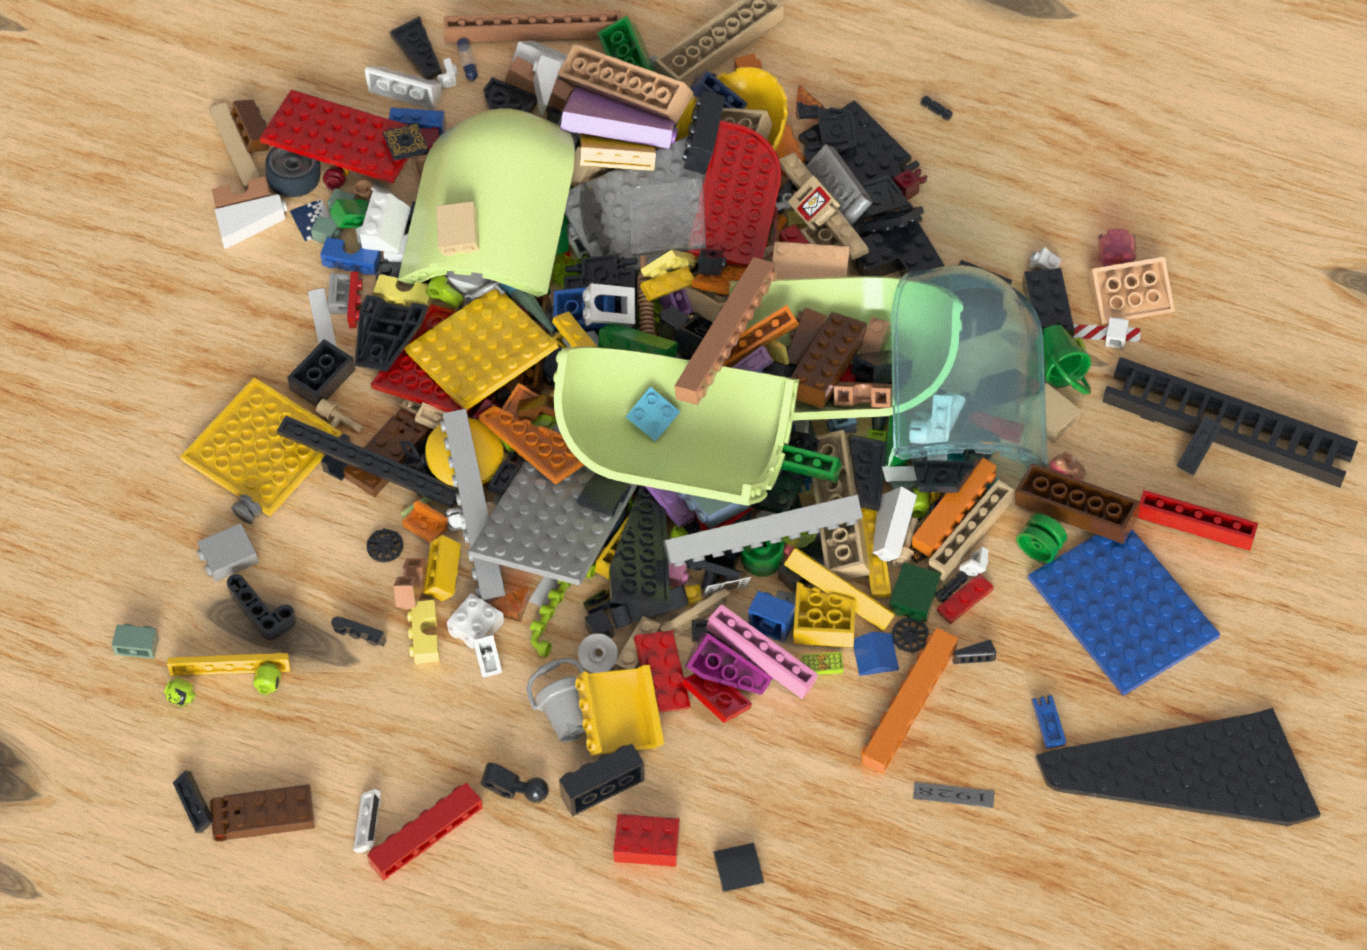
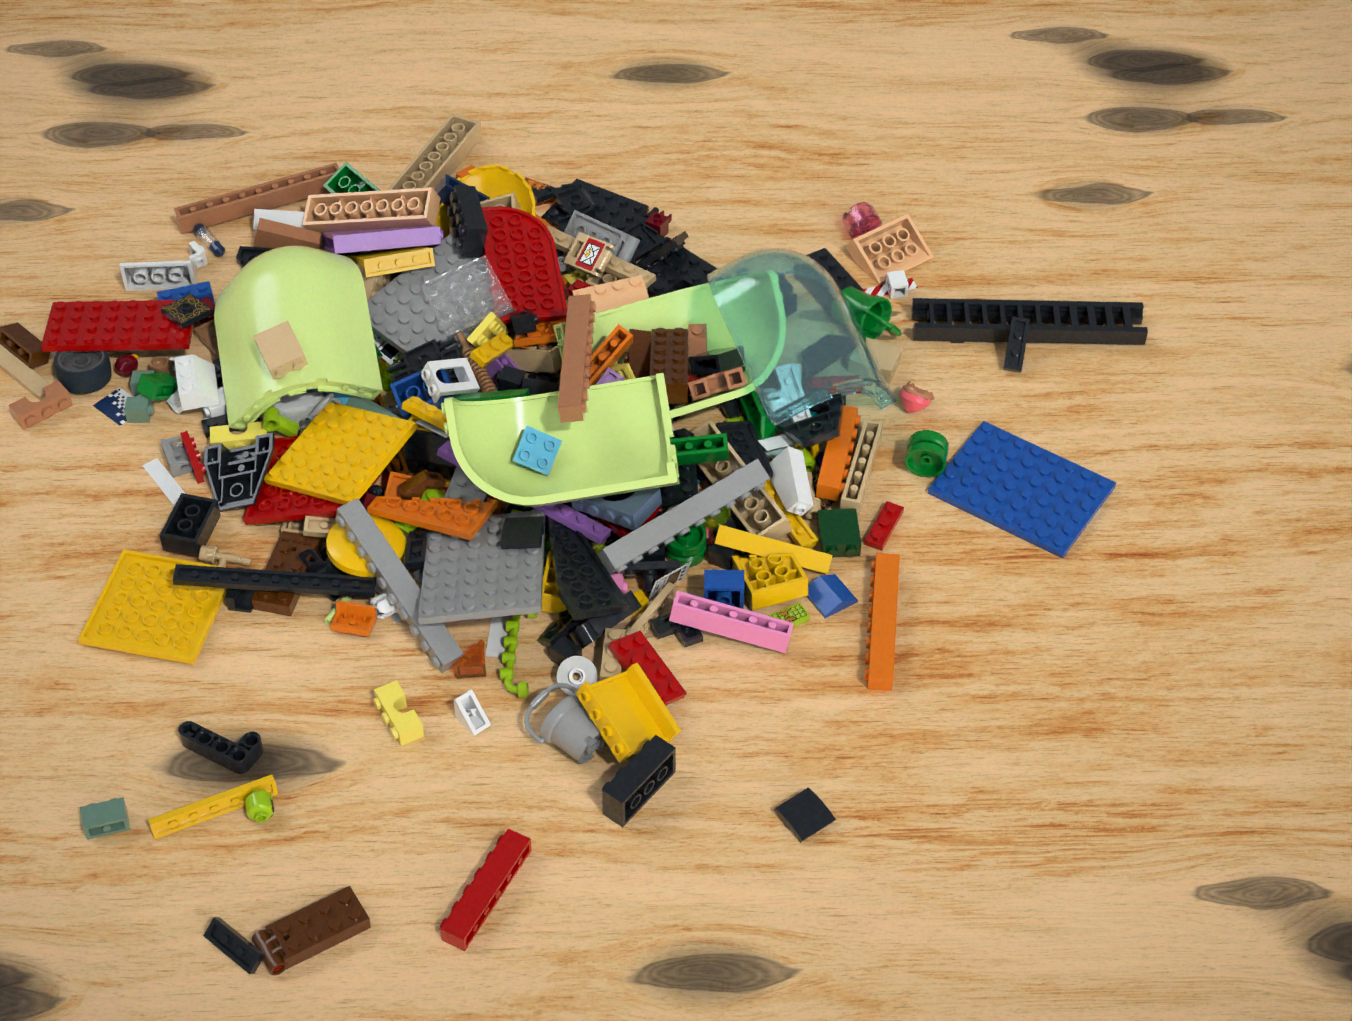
camera: 25 degrees left, 10 degrees down
(179, 692) = (173, 848): lime head -> none
(227, 552) = (165, 708): light grey brick -> none
(246, 509) = (168, 663): dark grey wheel -> none
(249, 218) = (55, 421): white slope -> none
(335, 256) = (158, 427): blue arch -> none
(358, 630) = (332, 733): black hinge -> none
(367, 821) = (423, 900): white plate -> none
(384, 545) = (321, 653): black wheel -> none
(410, 586) = (368, 671): nougat arch -> none
(417, 47) = (155, 242): black wing -> none
(442, 568) = (390, 651): yellow brick -> none
(474, 620) = (442, 686): white brick -> none
(508, 784) = (546, 818): black beam -> none
(544, 79) = (294, 226): white slope -> none
(591, 219) = (393, 317): clear smoke slope -> none
(646, 840) = (707, 820): red brick -> none
(719, 698) = (707, 673): red plate -> none
(720, 664) = (701, 645): magenta wedge -> none
(846, 424) = (699, 417): medium blue brick -> none
(909, 635) = (852, 569): black wheel -> none
(936, 108) = (650, 166): black axle -> none
(951, 586) = (867, 518): black axle -> none
(953, 794) = (963, 687): flat silver sticker -> none
(975, 653) = (920, 564): black slope -> none
(977, 562) = (879, 492): white bracket -> none
(1044, 259) = (805, 247): white bracket -> none
(1049, 722) = (1013, 598): blue hinge -> none
(1077, 503) = (946, 415): reddish brown brick -> none
(1197, 520) = (1047, 401): red brick -> none
(1212, 767) = (1165, 590): black wing -> none

